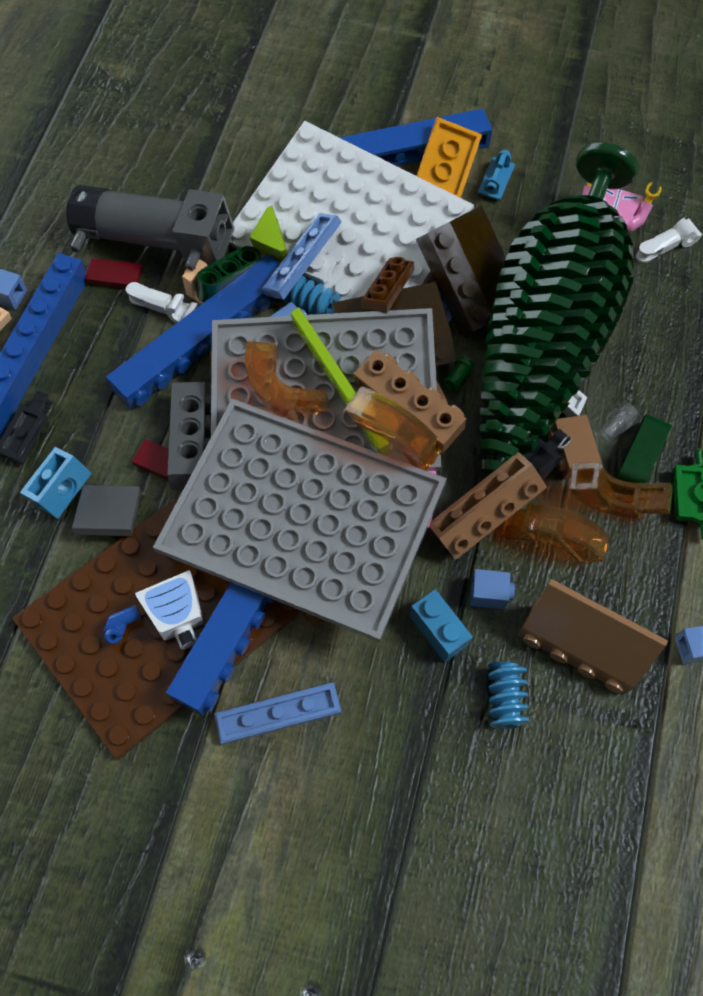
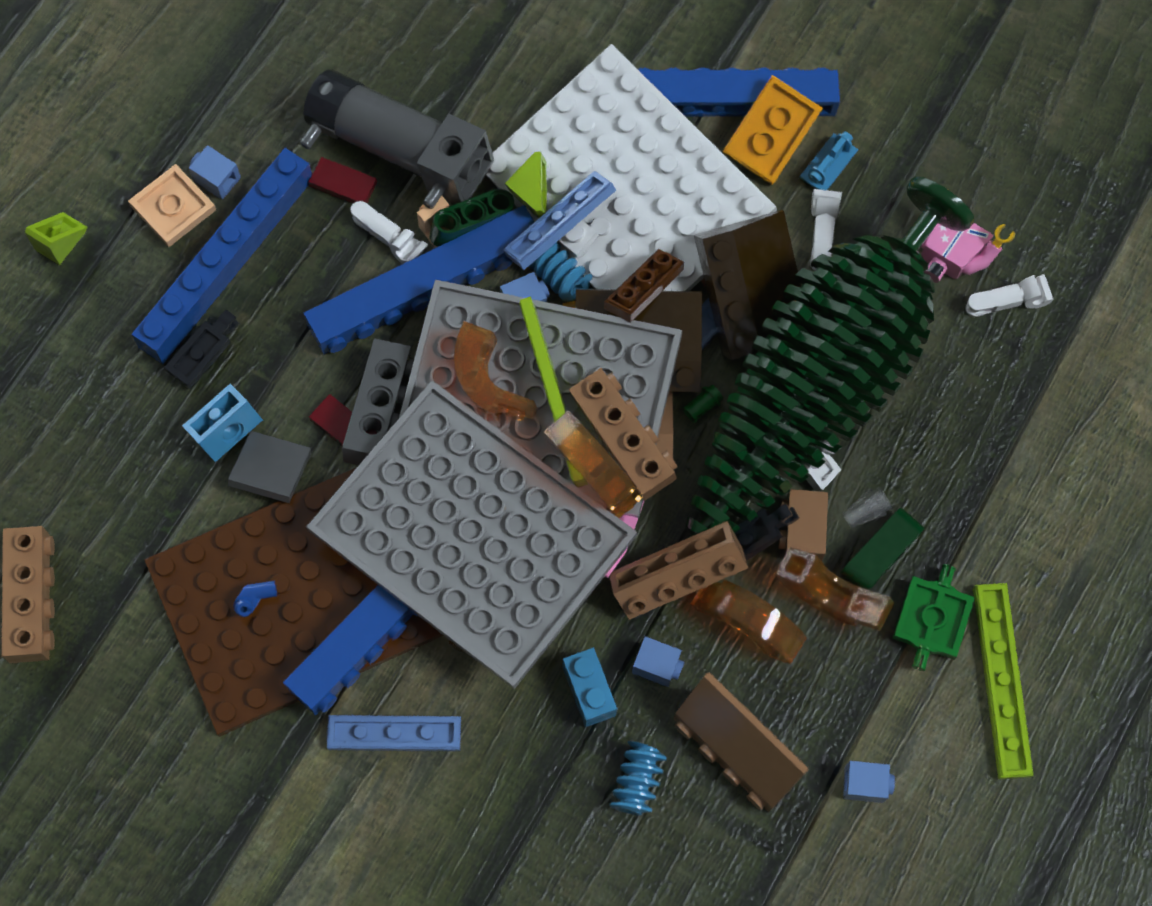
camera: 15 degrees right, 5 degrees up
(174, 608) = (313, 595): torso -> none
(507, 209) = (825, 208): none -> white piece

